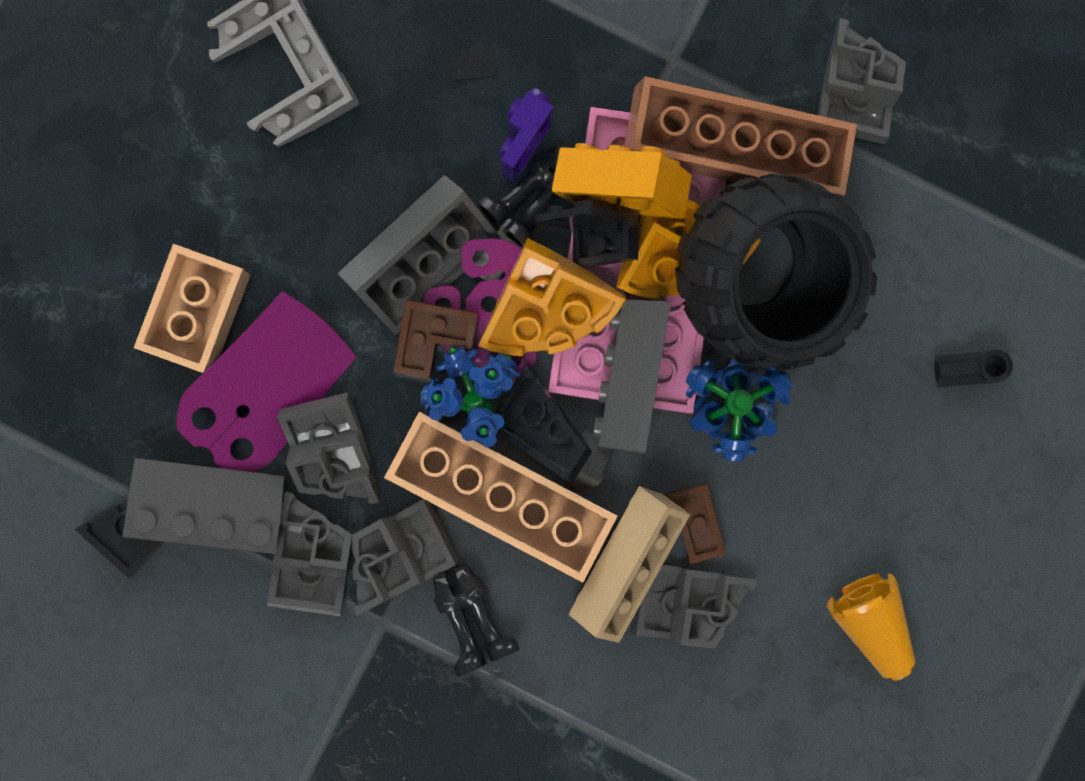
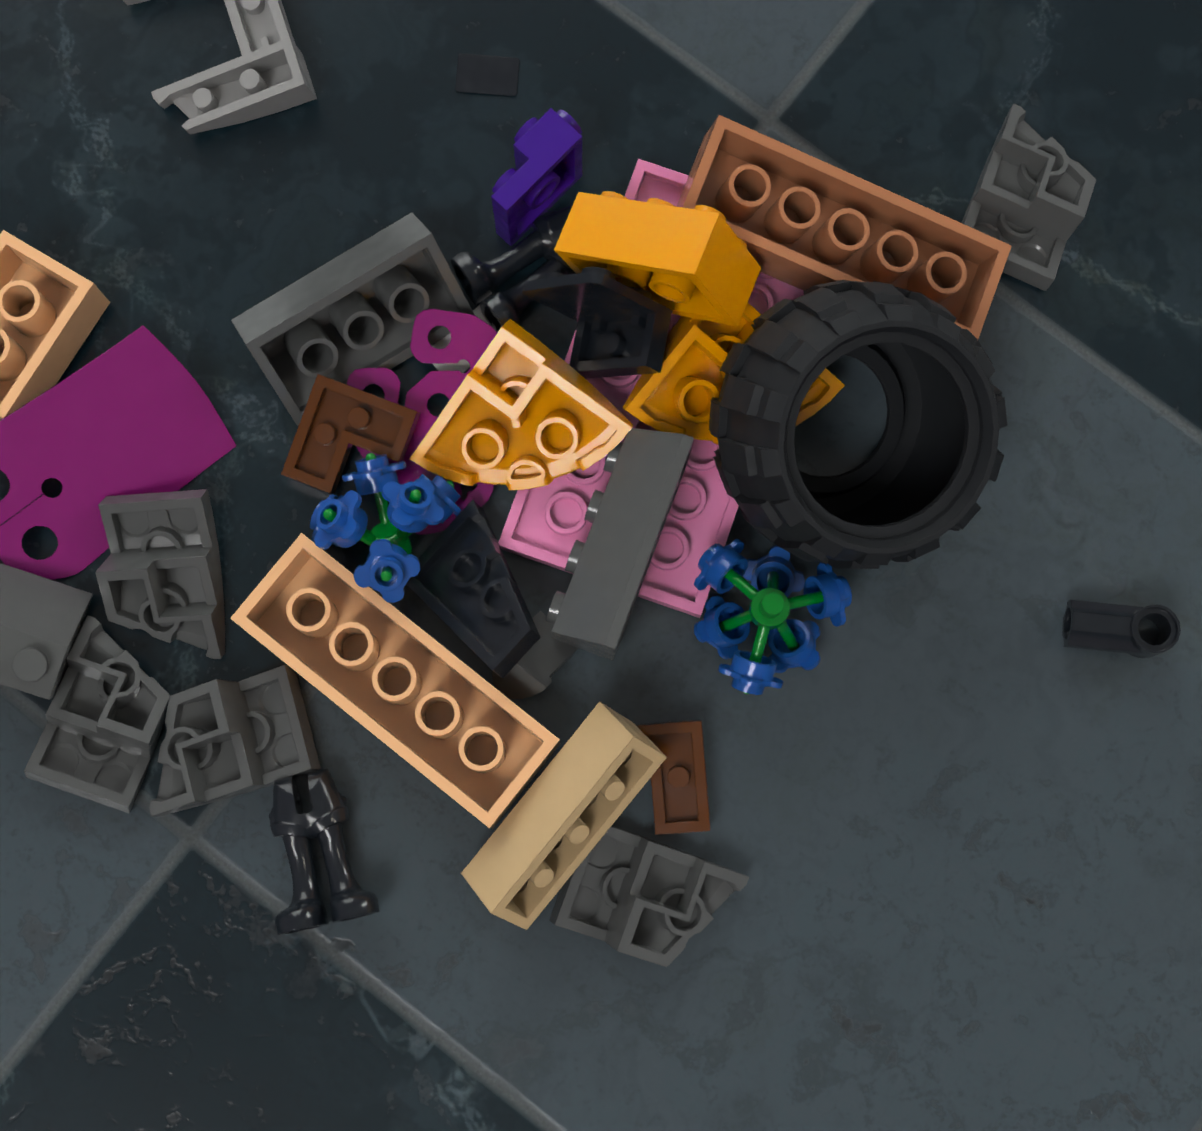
camera: 10 degrees right, 5 degrees down
(876, 623) = (915, 977): light orange cone -> none

